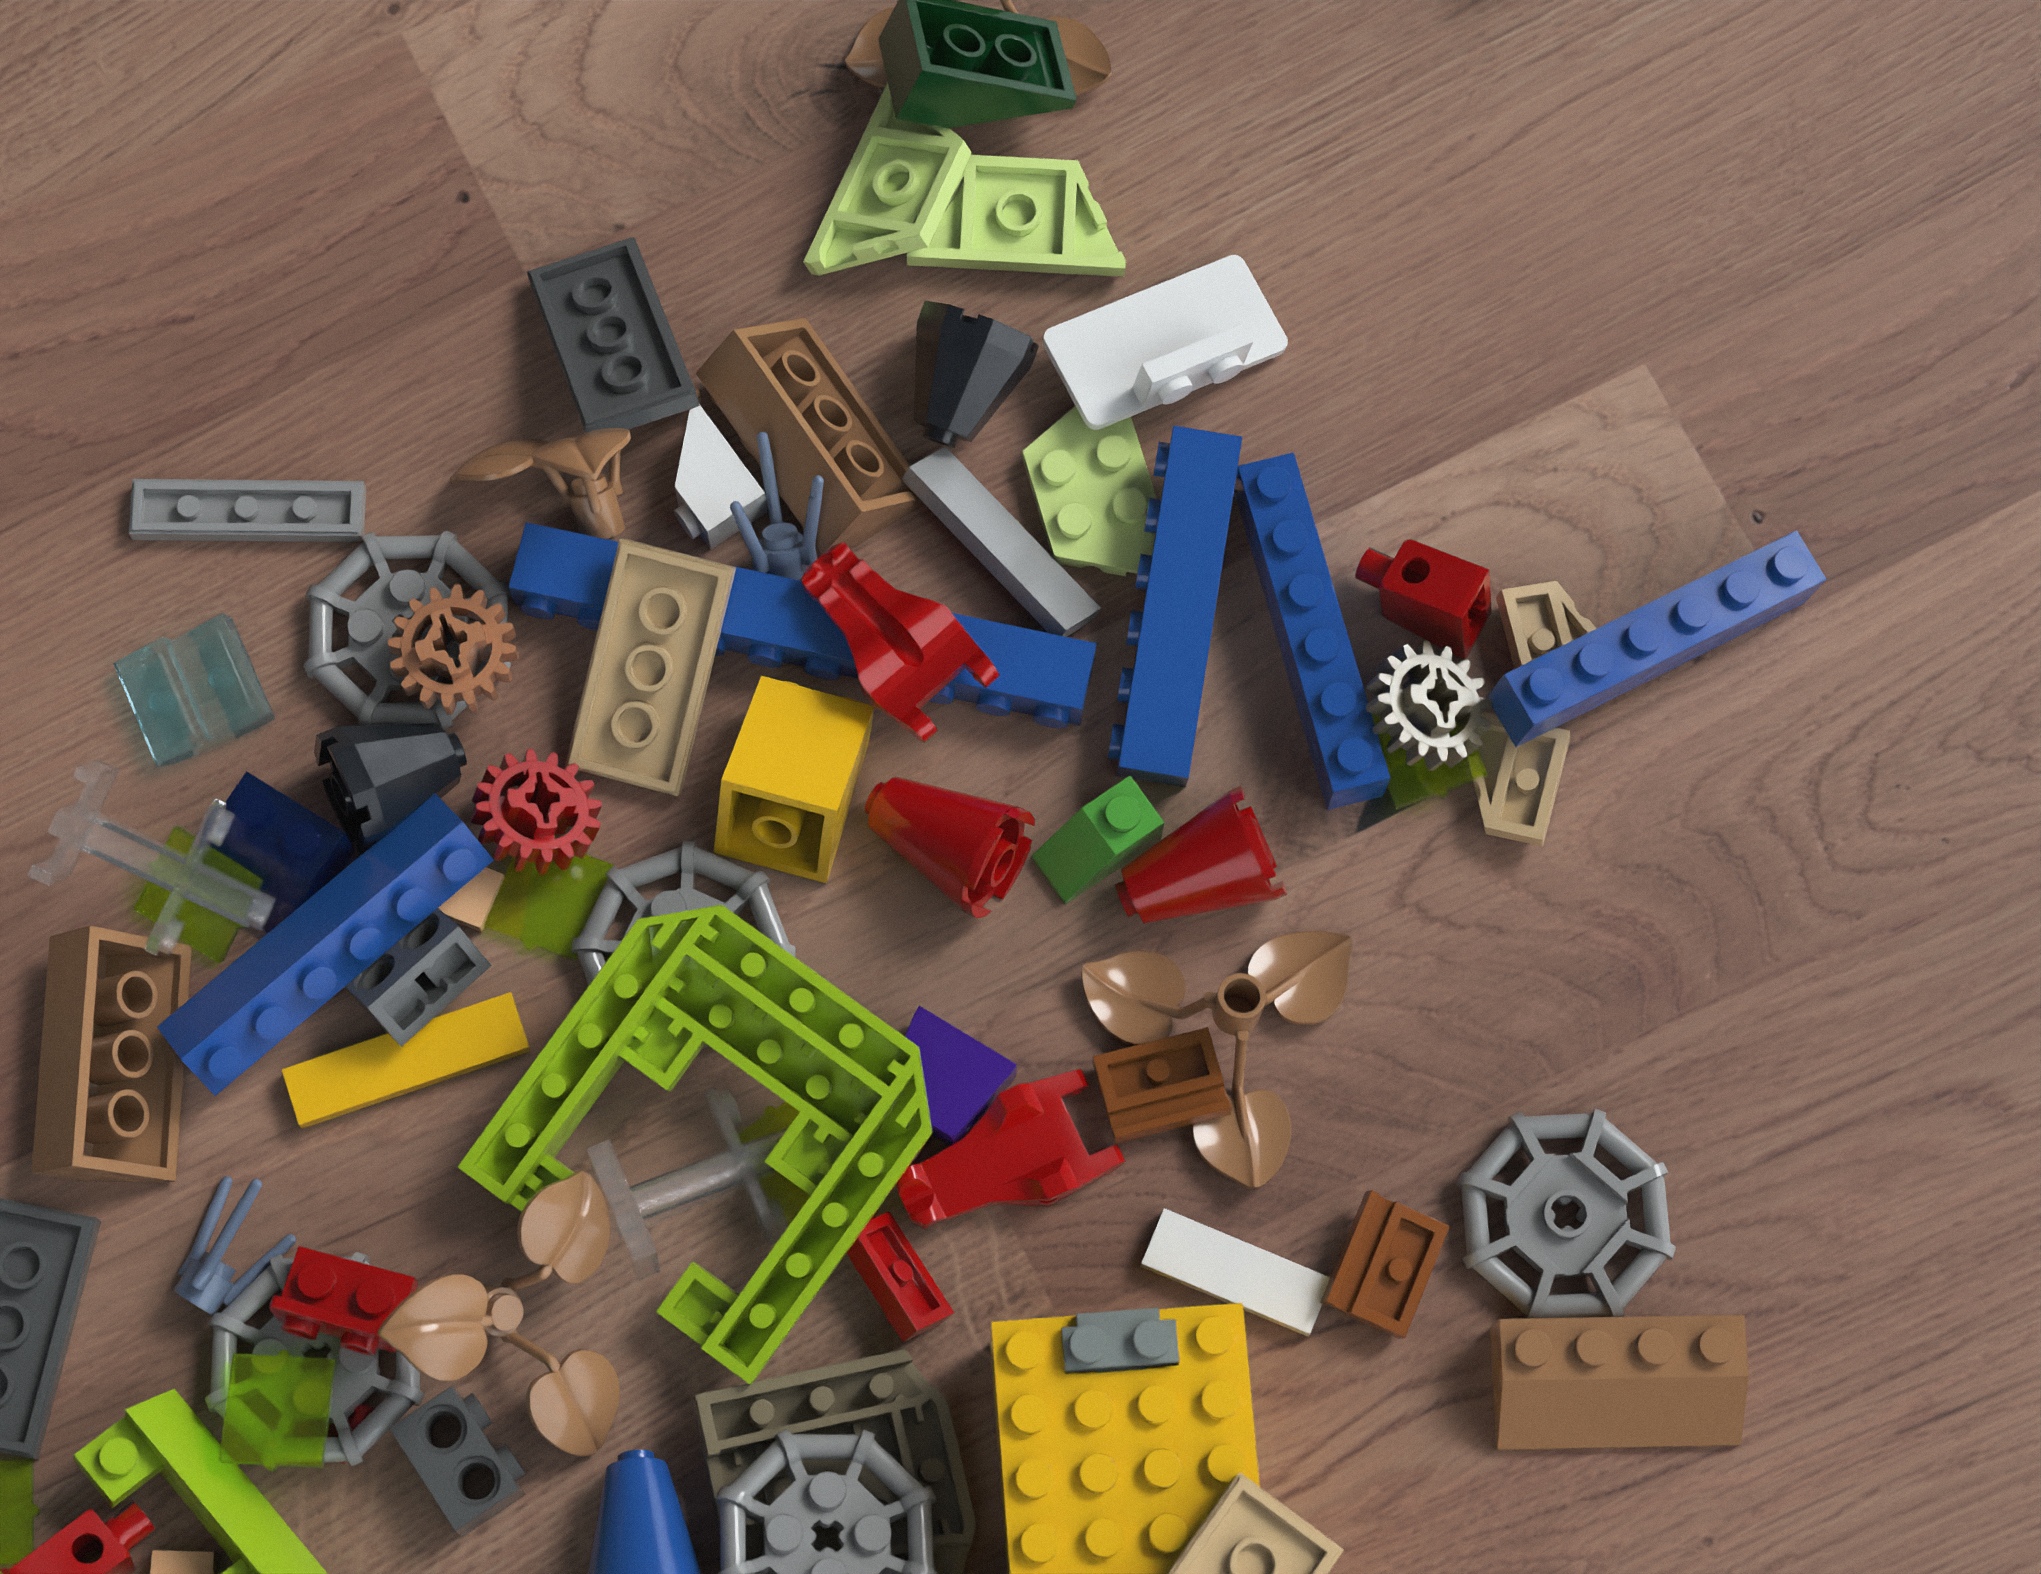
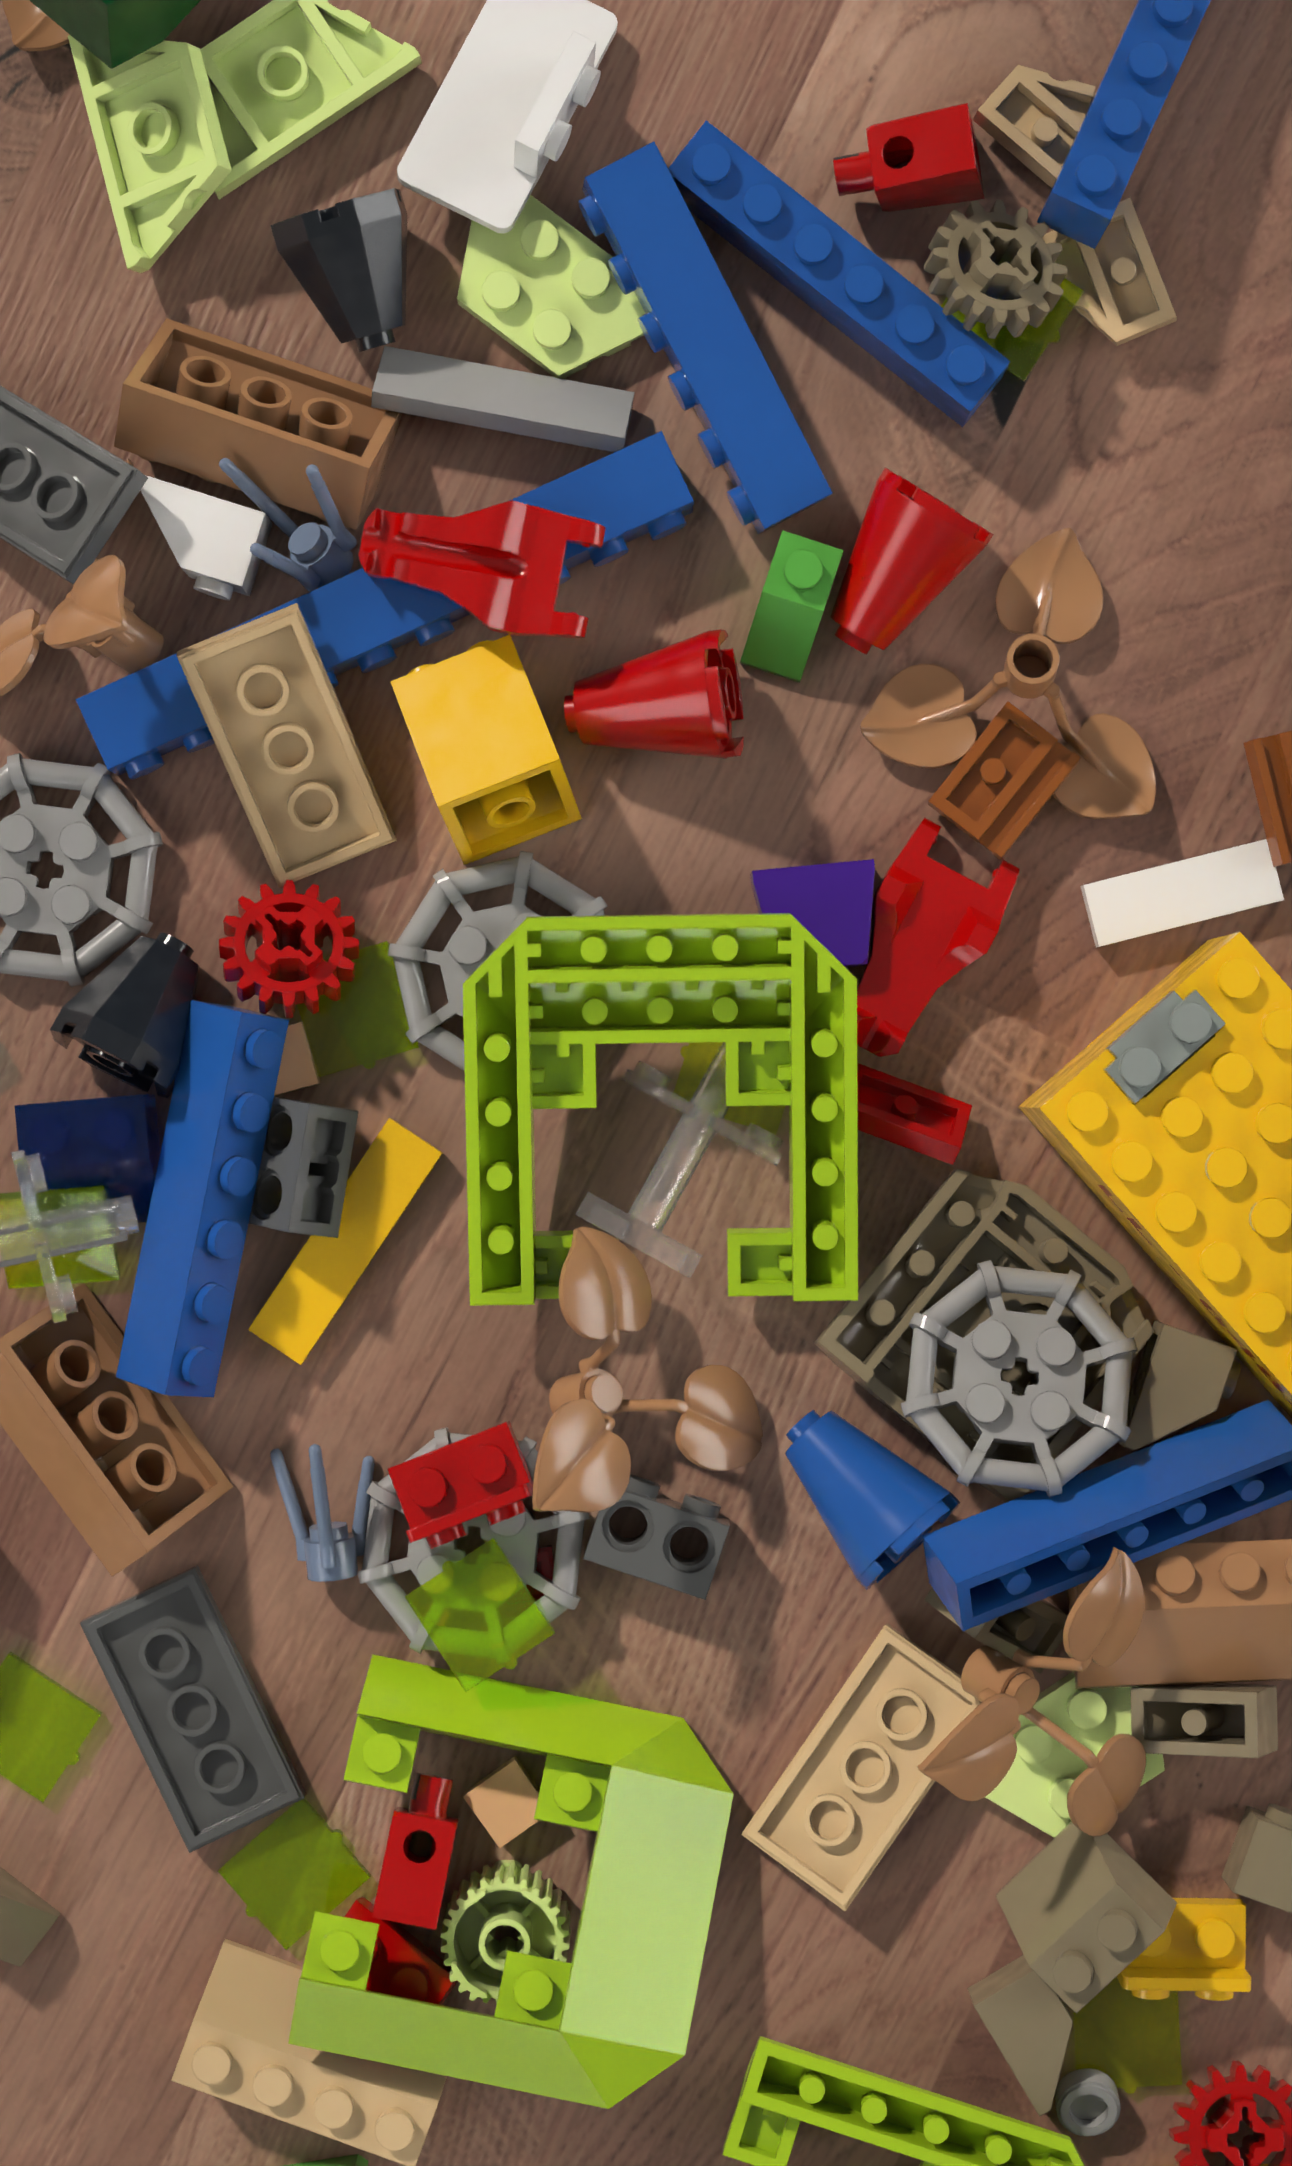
camera: 30 degrees left, 15 degrees up
(431, 654) = (86, 886): nougat gear -> none

